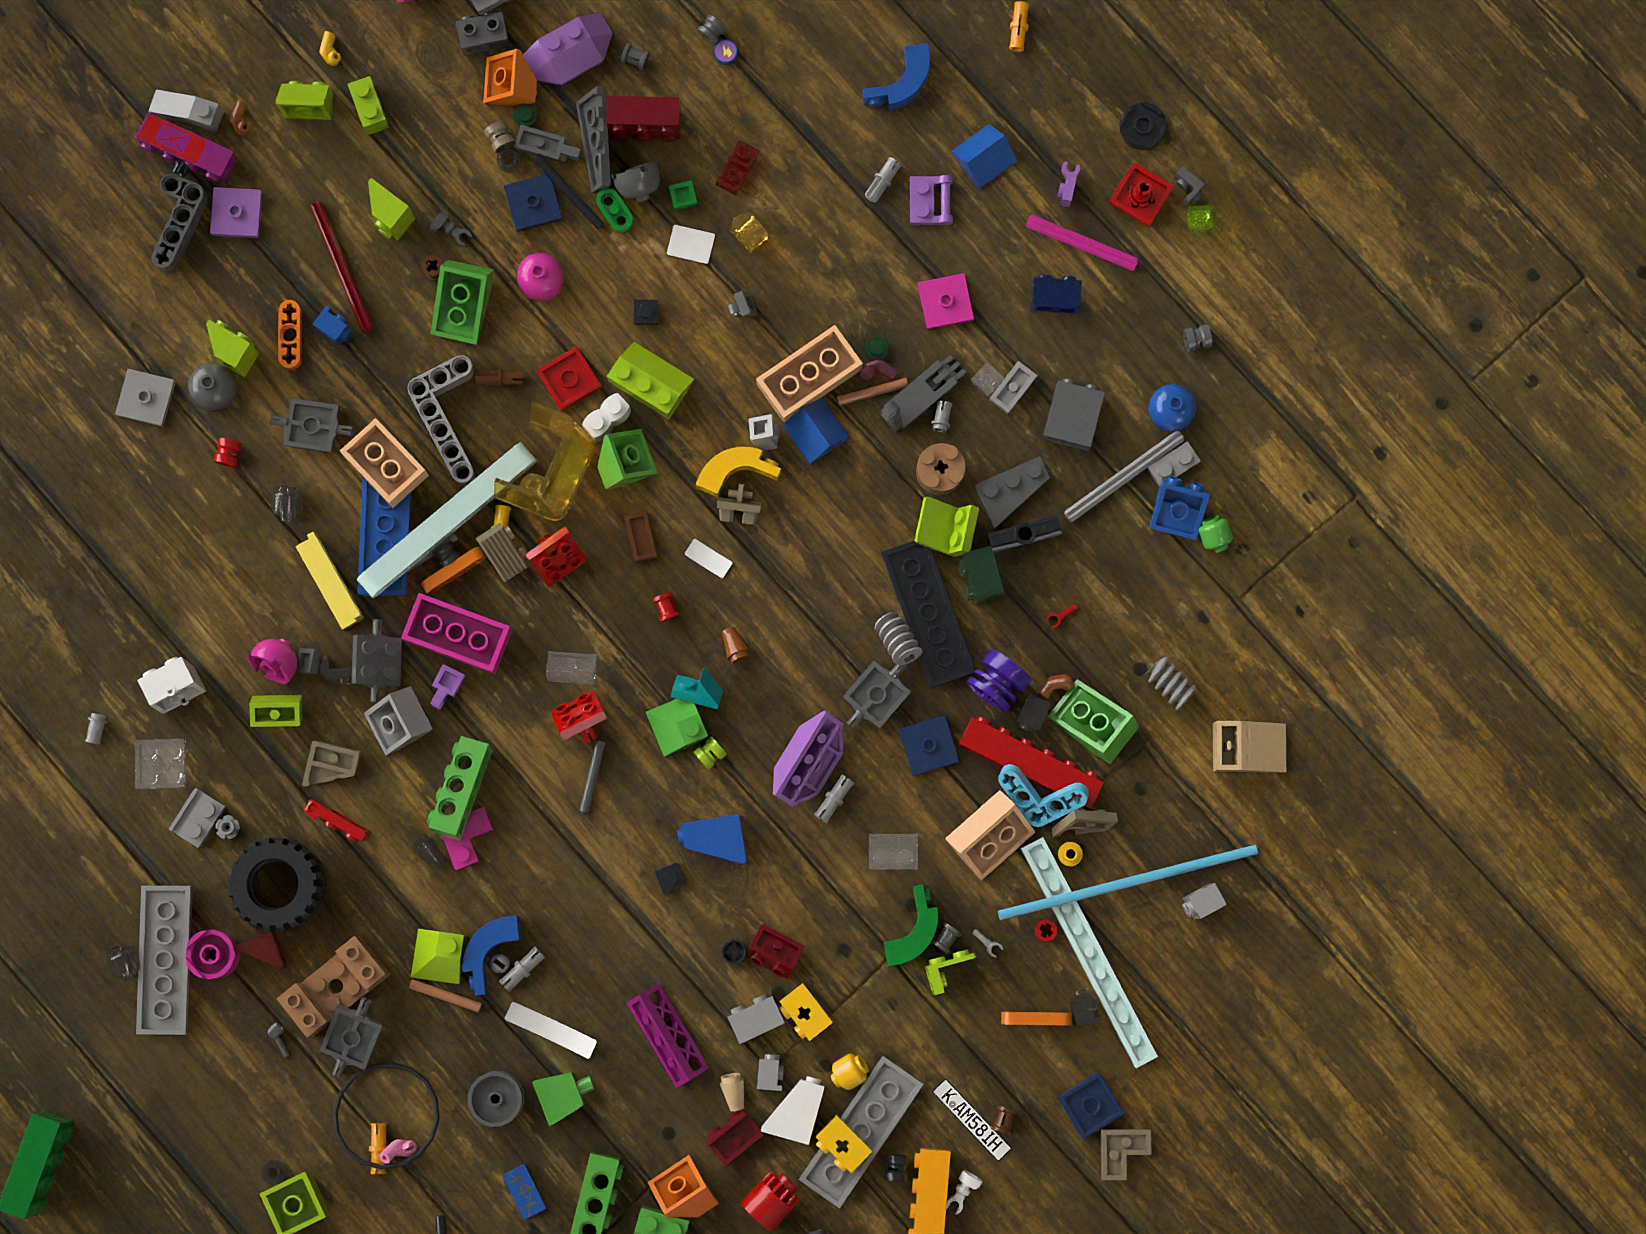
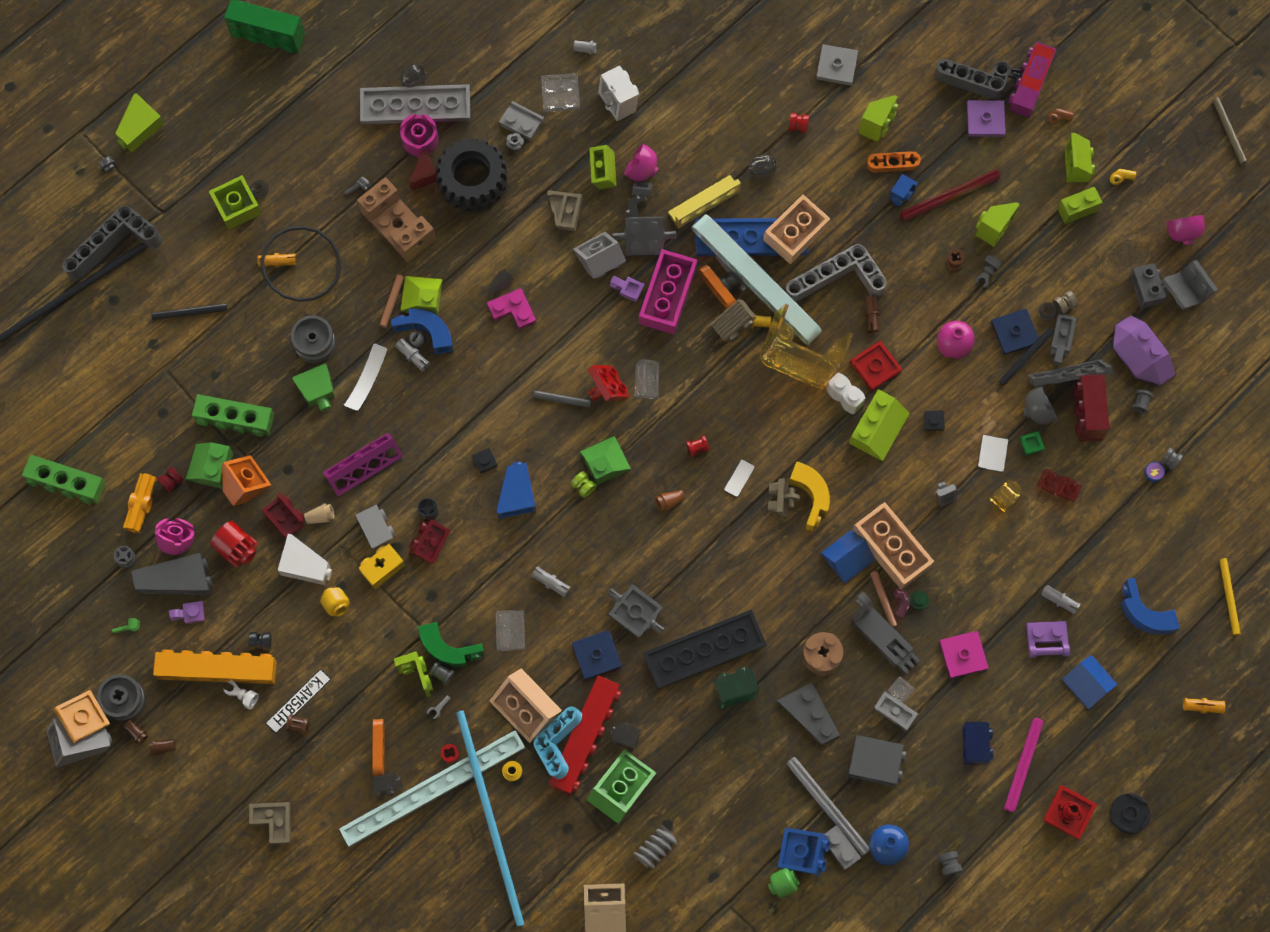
camera: 90 degrees right, 10 degrees down
(187, 110) = (1062, 79): light grey slope -> none
(212, 387) = (848, 109): dark grey cylinder -> none
(311, 425) = (824, 180): dark grey plate -> none
(336, 820) = (521, 217): red hinge -> none
(351, 1037) = (359, 235): dark grey plate -> none
(398, 1148) = (276, 273): bright pink arm -> none
(454, 825) = (552, 308): bright green brick -> none
(461, 301) = (931, 282): bright green slope -> none
(509, 80) = (1111, 307): orange slope -> none
(524, 1191) = (244, 365): blue tile -> none
(525, 115) = (1085, 322): dark green plate -> none
(553, 553) = (734, 357): red plate -> none
(615, 211) = (1013, 393): green plate -> none
(625, 459) = (814, 409): bright green slope -> none
(641, 536) = (753, 426): reddish brown tile -> none
(701, 691) = (632, 475): teal slope -> none
(763, 432) = (842, 517): light grey brick -> none
(770, 1073) = (333, 541): light grey brick -> none
(808, 759) = (579, 559): medium lavender wedge -> none
(839, 1130) = (275, 606): yellow brick -> none
(872, 1118) = (288, 613): light grey plate -> none
(897, 638) = (680, 623): light grey piece -> none
(942, 415) = (866, 654): light grey pin -> none
(946, 527) = (775, 658): lime bracket -> none
(999, 680) = (650, 705): dark purple wheel -> none
(1039, 530) = (776, 735): black piece -> none
(1056, 682) = (652, 755): dark orange arm -> none
(1062, 615) = (707, 757): red hand -> none
(1066, 190) = (1068, 750): medium lavender plate -> none
(1085, 822) = (538, 781): dark tan wing -> none
(1090, 1105) = (309, 793): dark blue plate -> none
(1188, 182) = (1084, 851): dark grey bracket -> none
(1200, 218) = (1054, 864): clear neon green tile -> none
(1203, 901) = (474, 878): light grey brick -> none

